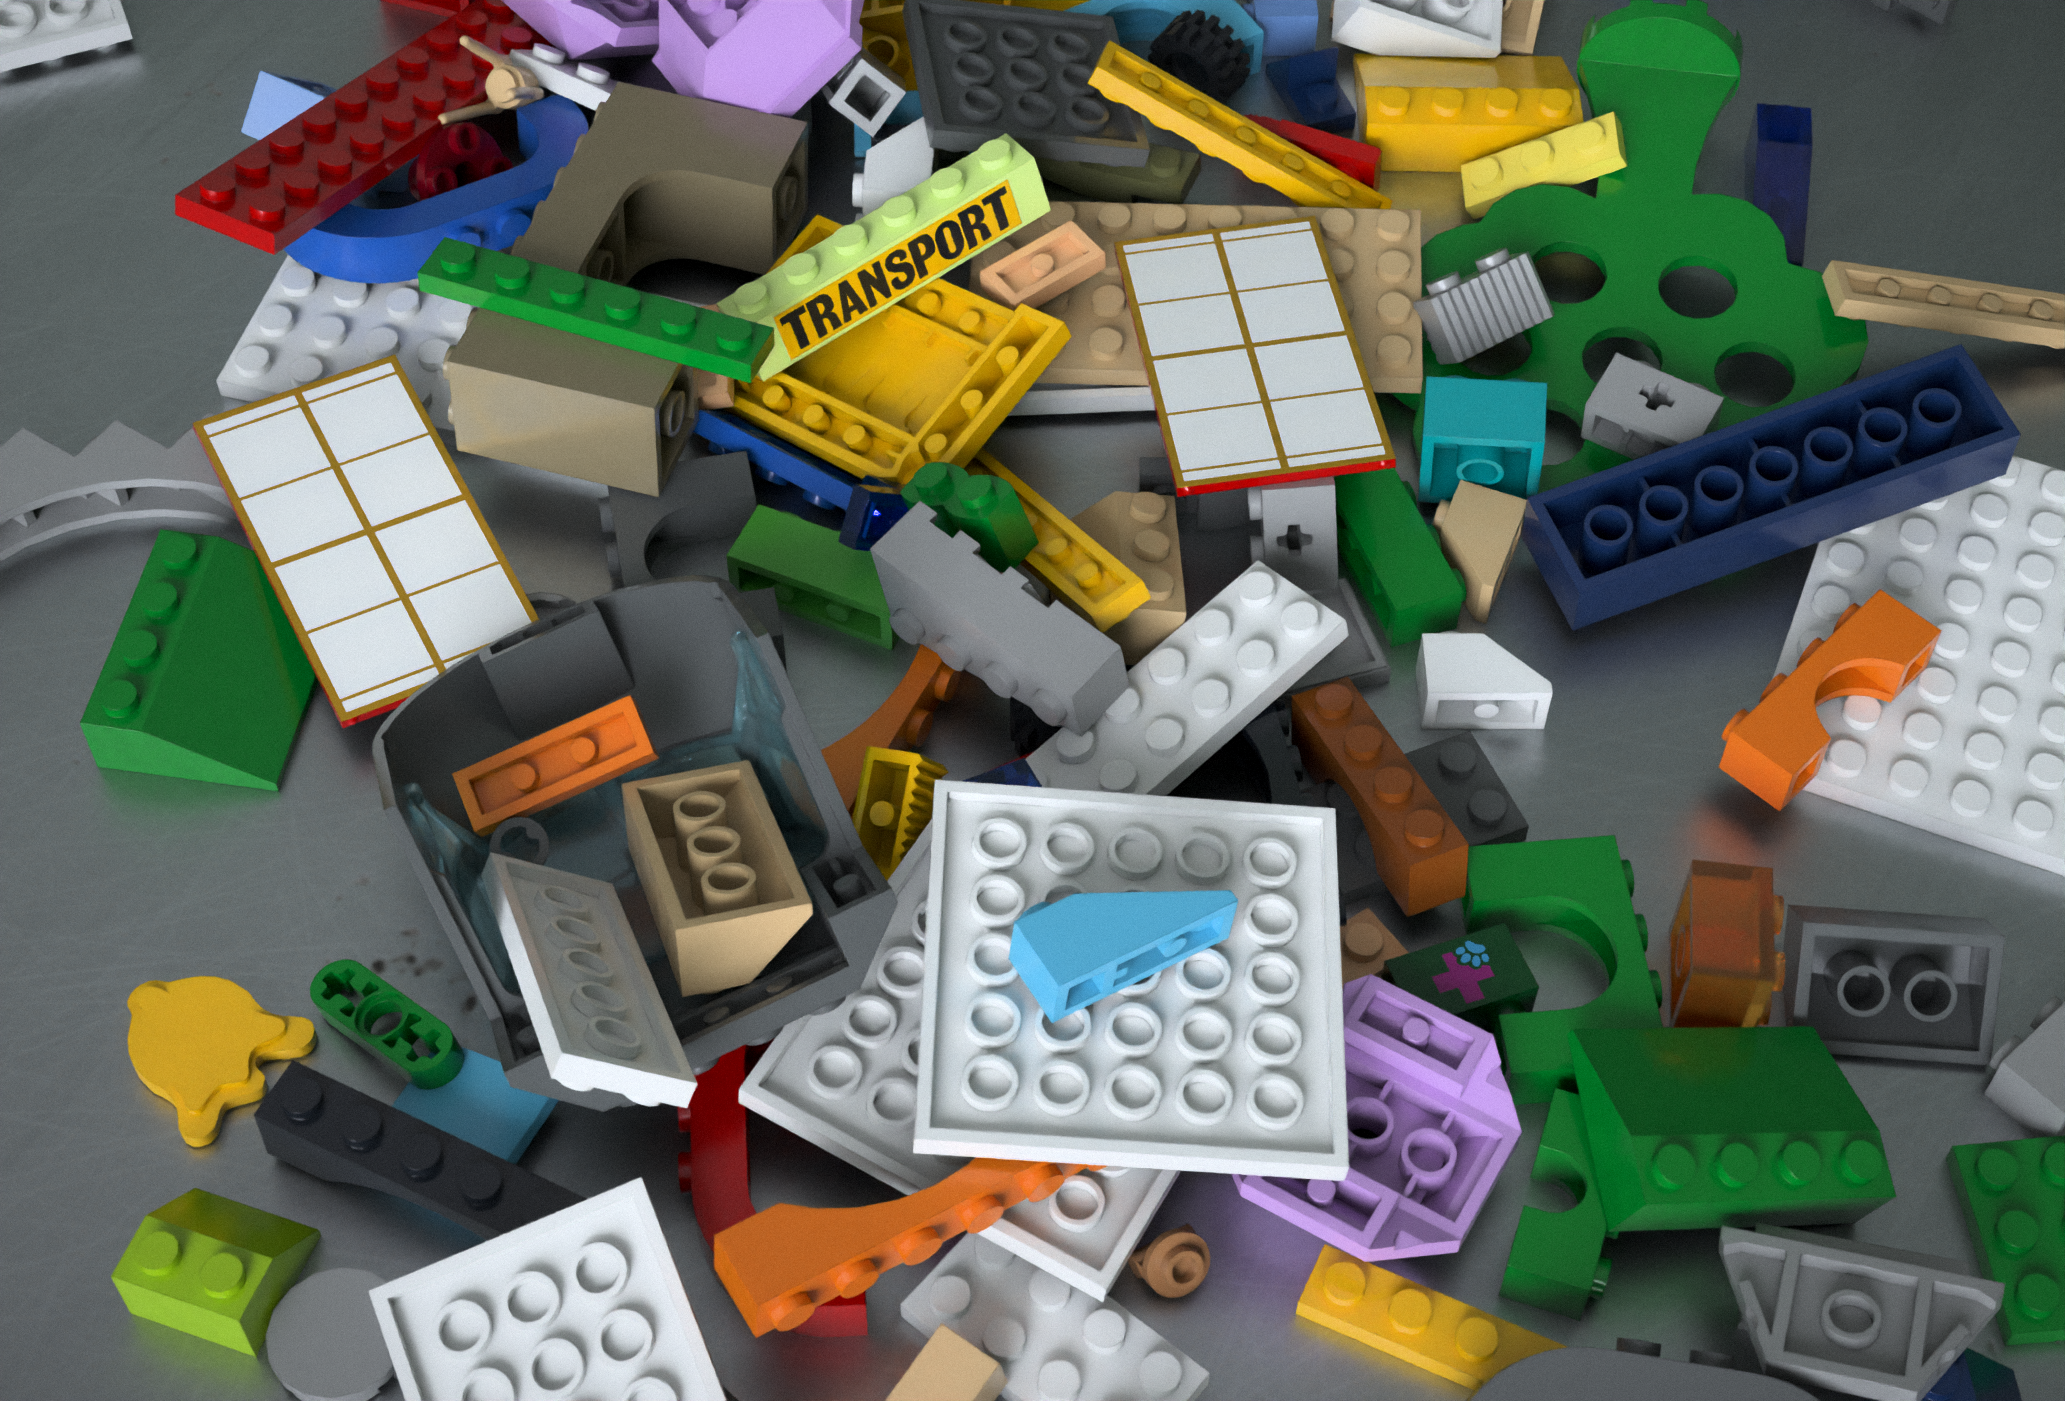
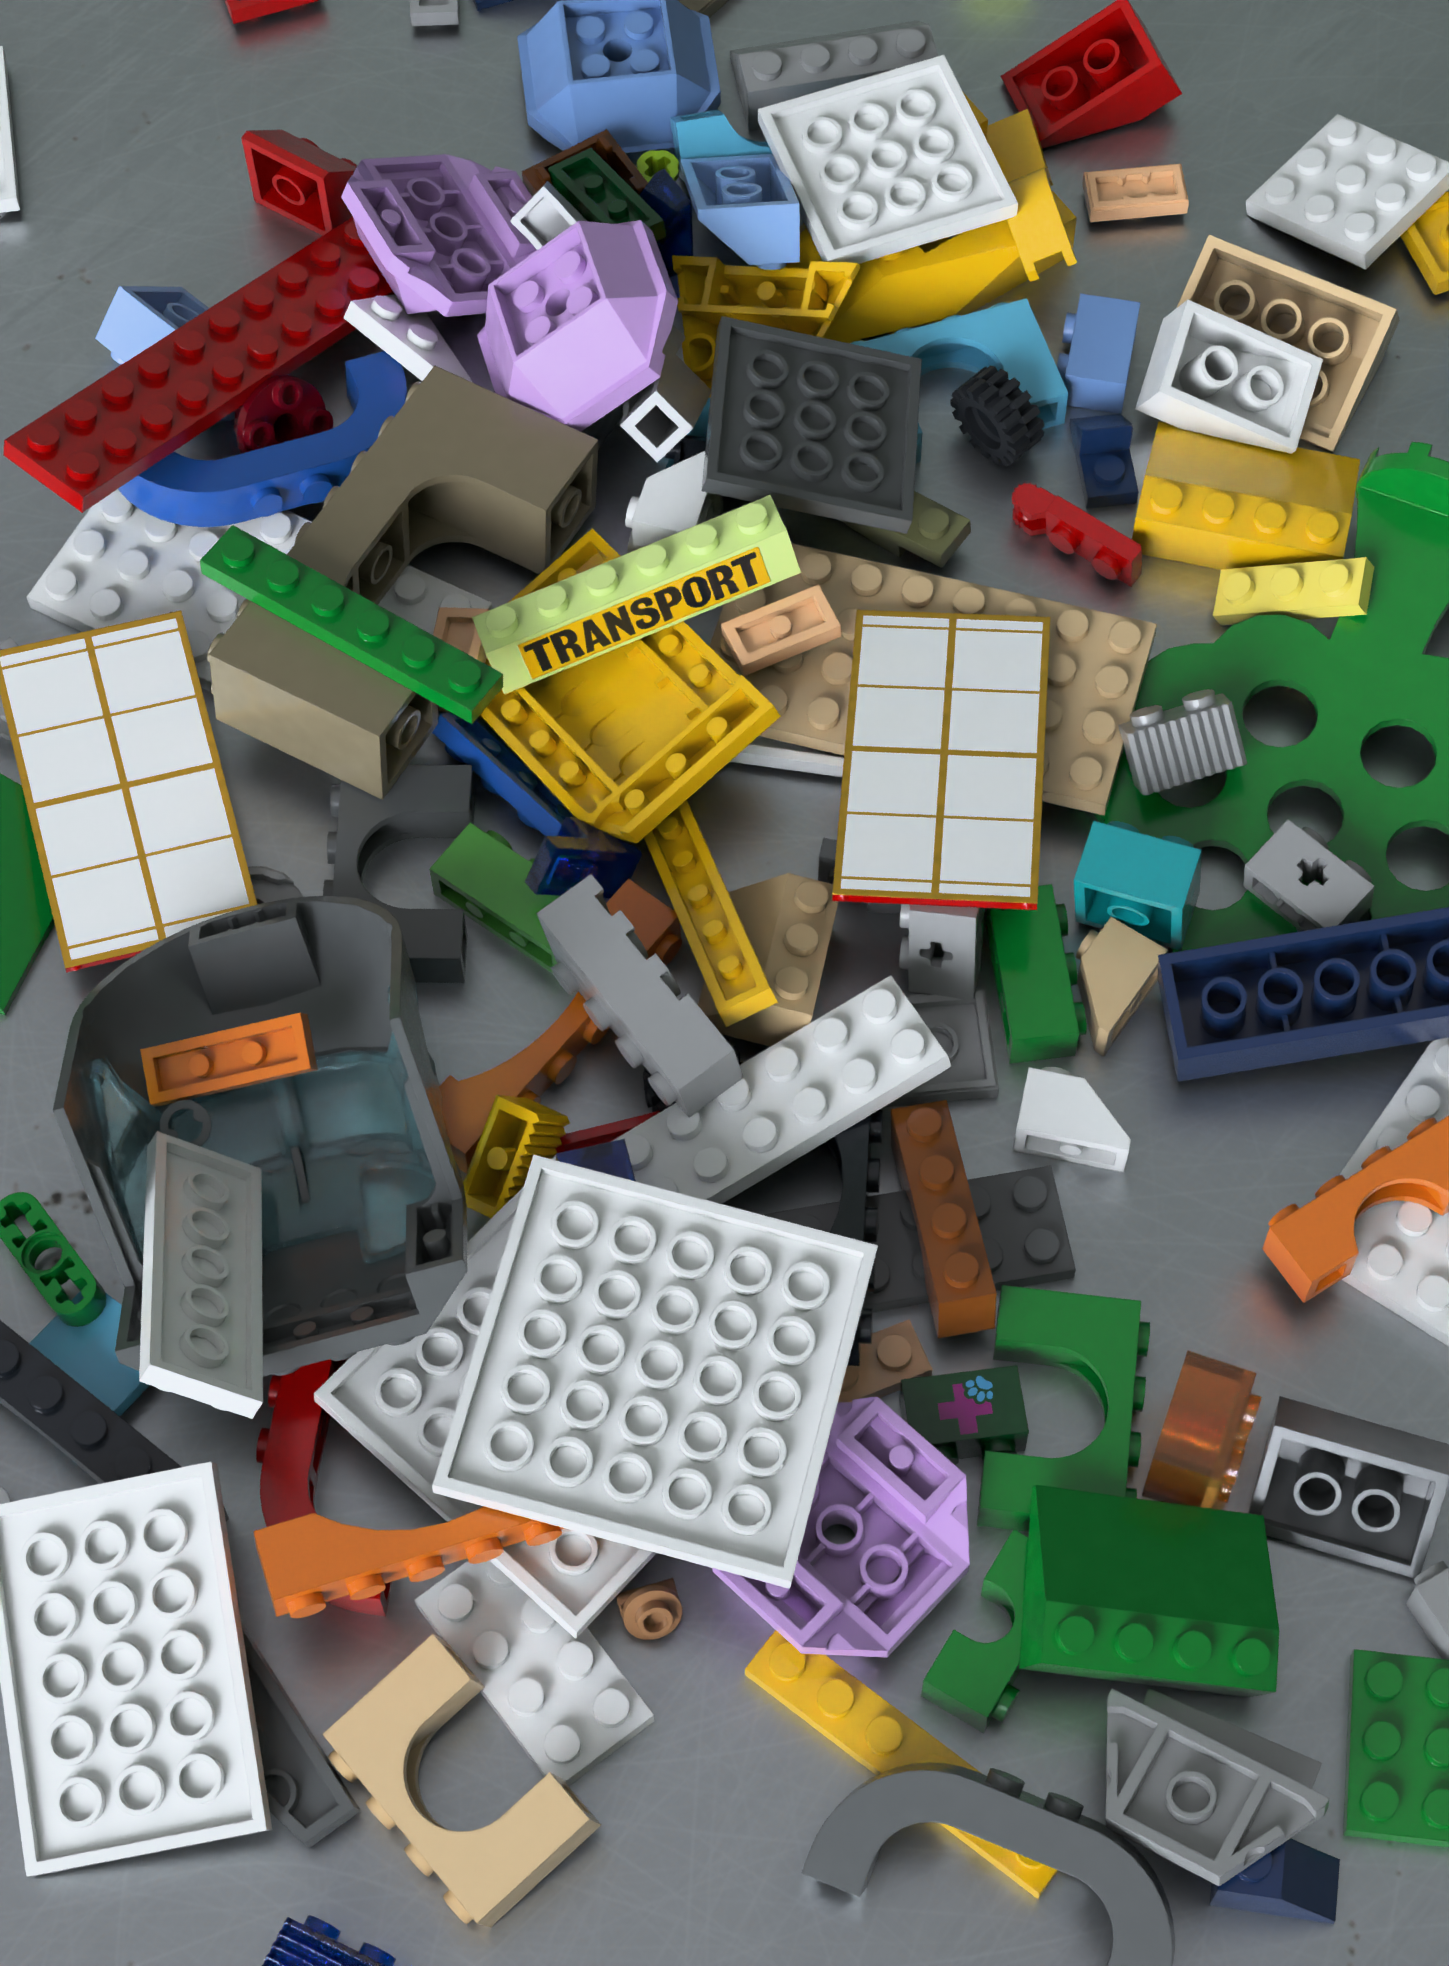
camera: 15 degrees right, 10 degrees up
(506, 85) = (339, 341): tan plant -> none
(714, 873) = (336, 1191): tan slope -> none
(977, 505) = (643, 883): green brick -> none
(1107, 941) = (634, 1342): medium azure slope -> none
(1227, 134) = (1001, 515): yellow plate -> none

